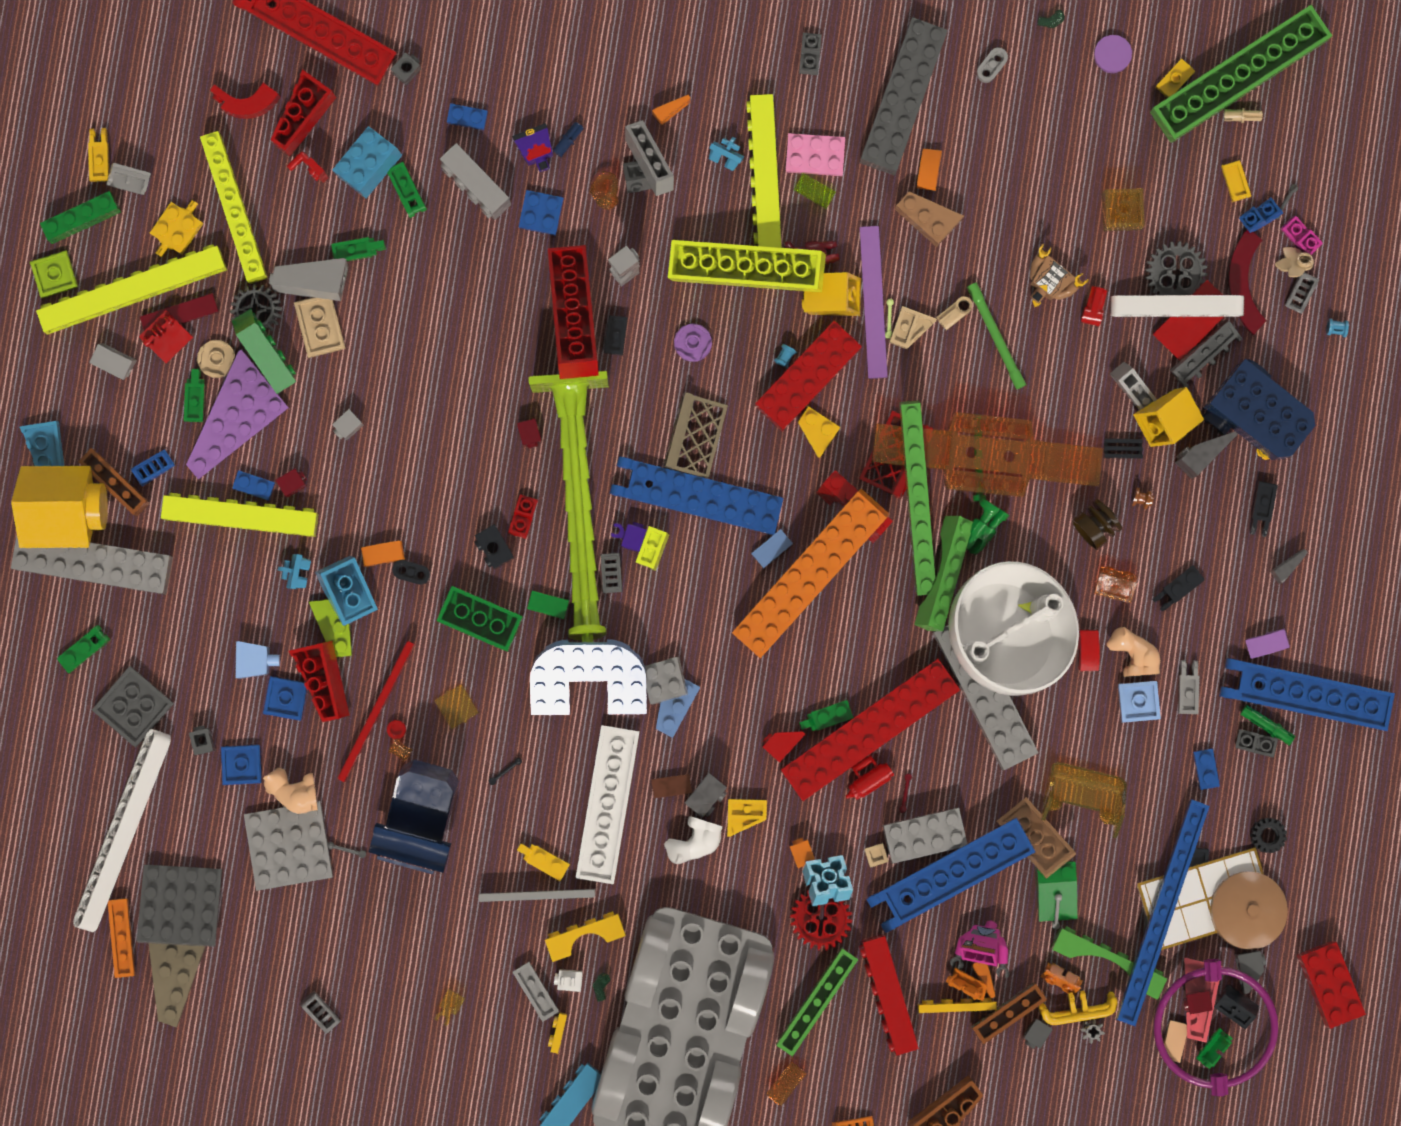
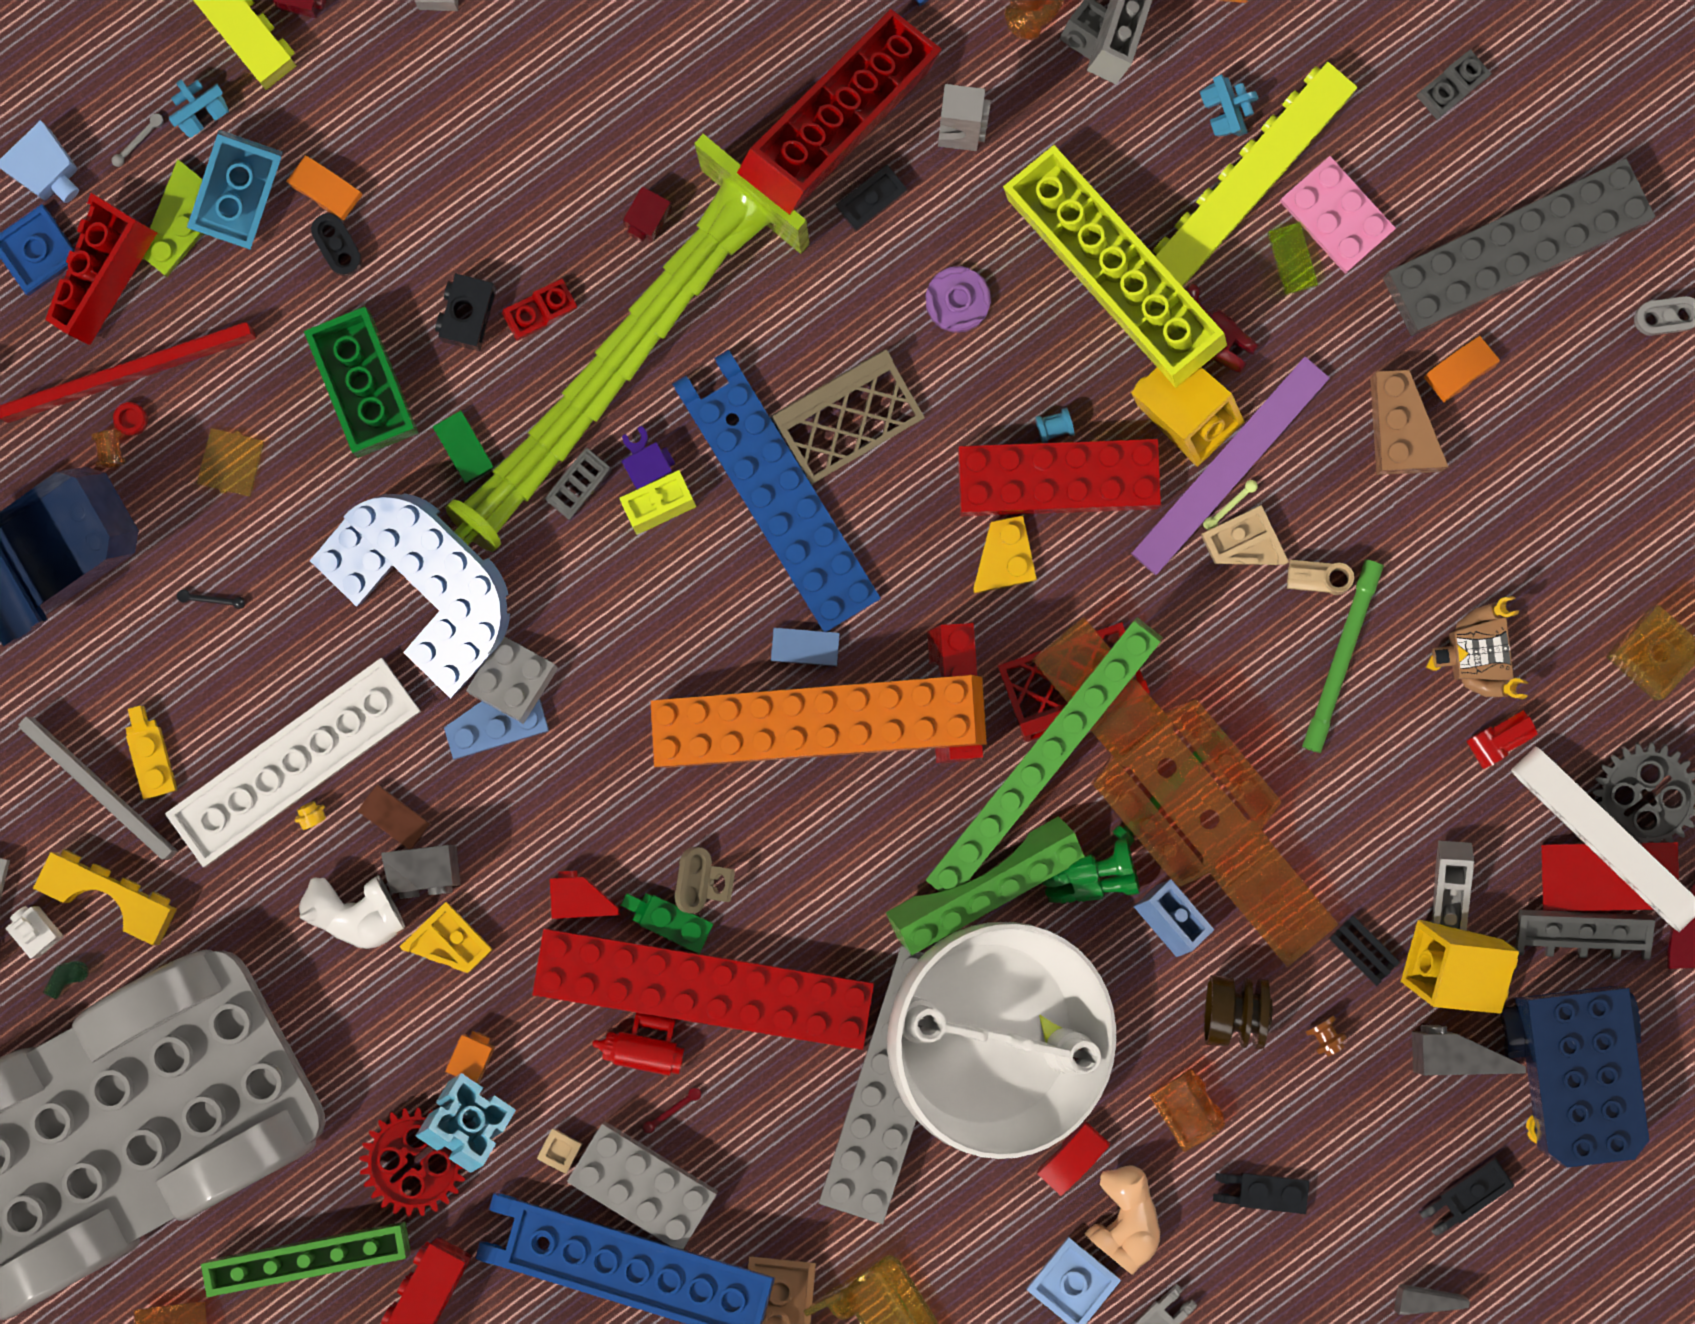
camera: 55 degrees right, 0 degrees up
(282, 594) = (155, 122): none -> light grey hinge
(636, 819) = (310, 815): none -> yellow plate
(823, 688) = (697, 881): none -> dark tan bracket
(1033, 511) = (1173, 918): none -> medium blue brick

